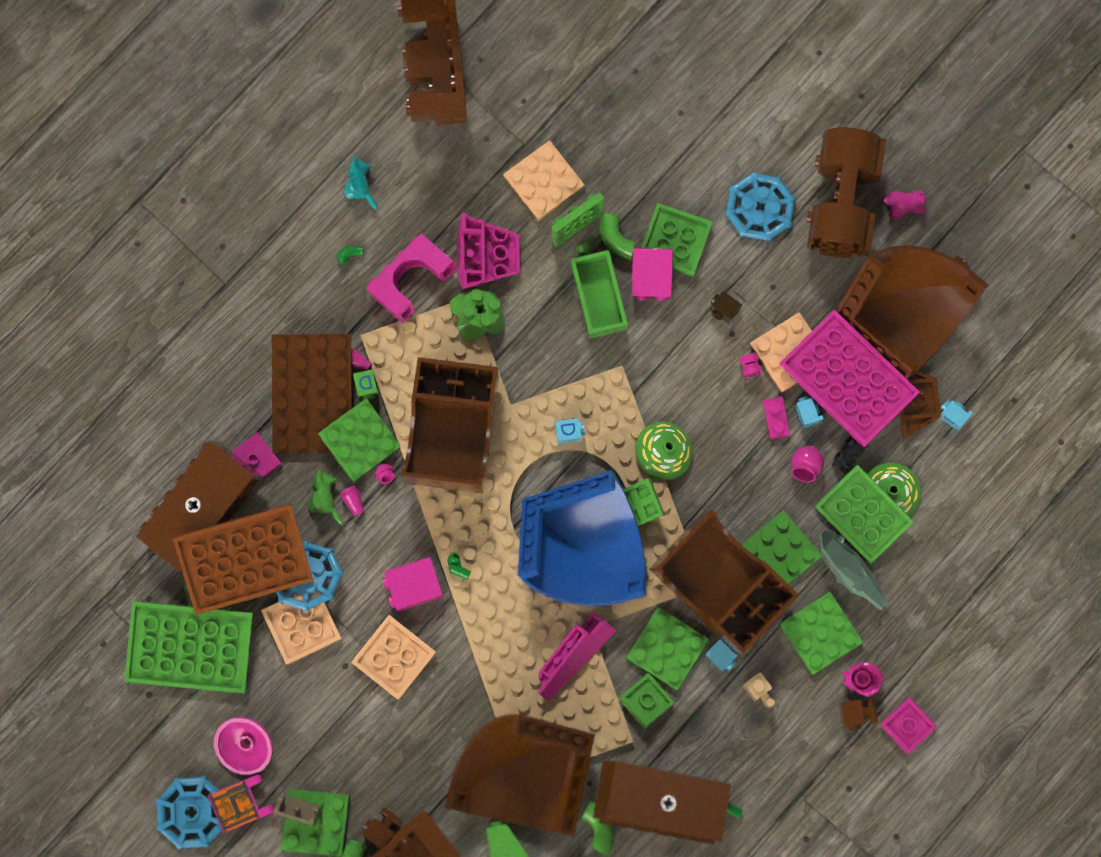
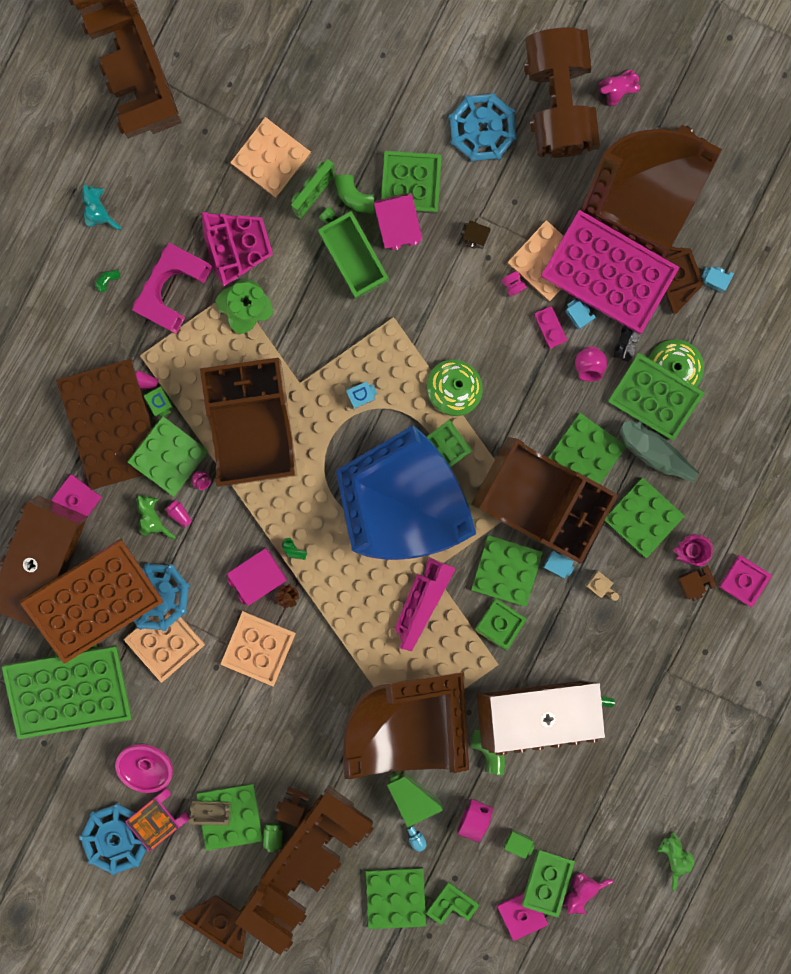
camera: 20 degrees left, 10 degrees up
(438, 612) = (287, 596): none -> reddish brown gear

